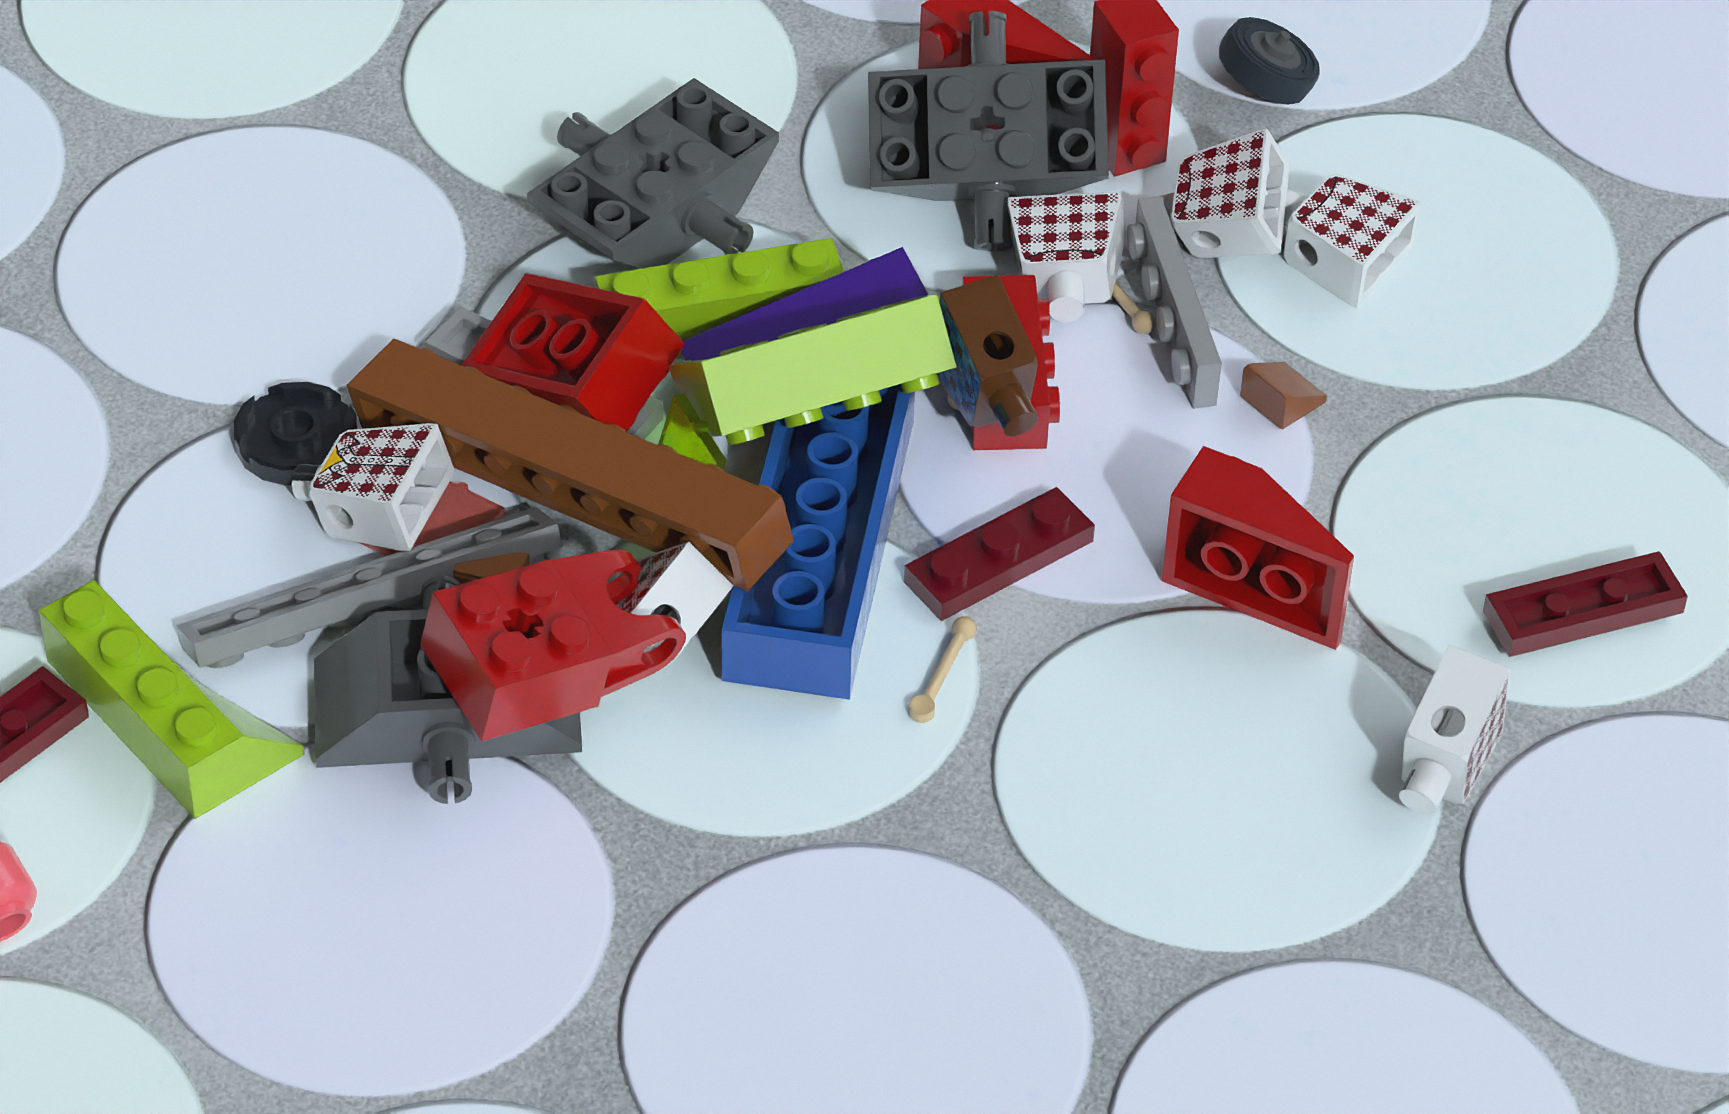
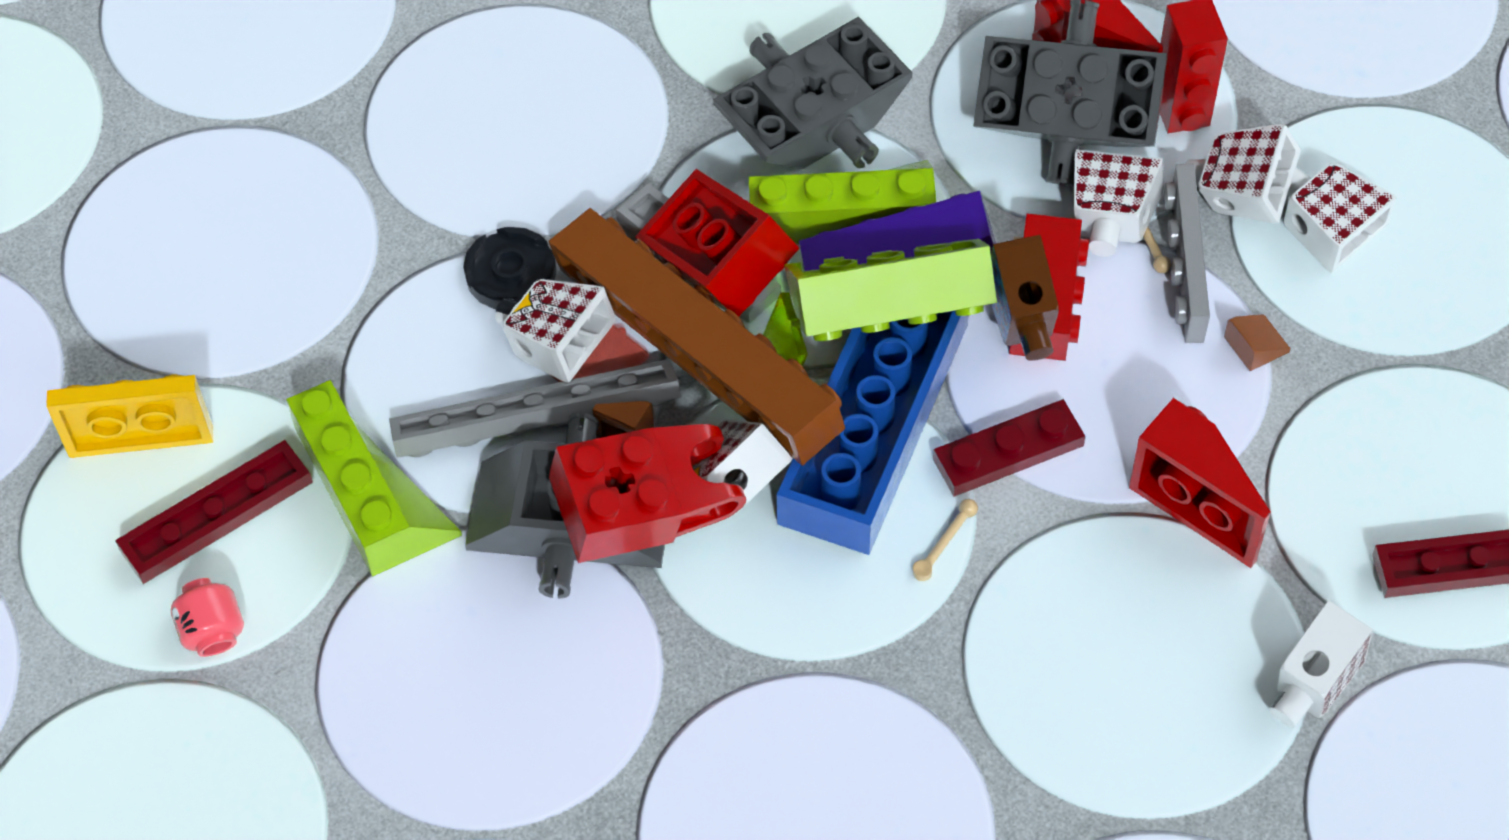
camera: 15 degrees right, 10 degrees up
(1269, 60) = (1306, 53): black wheel -> none

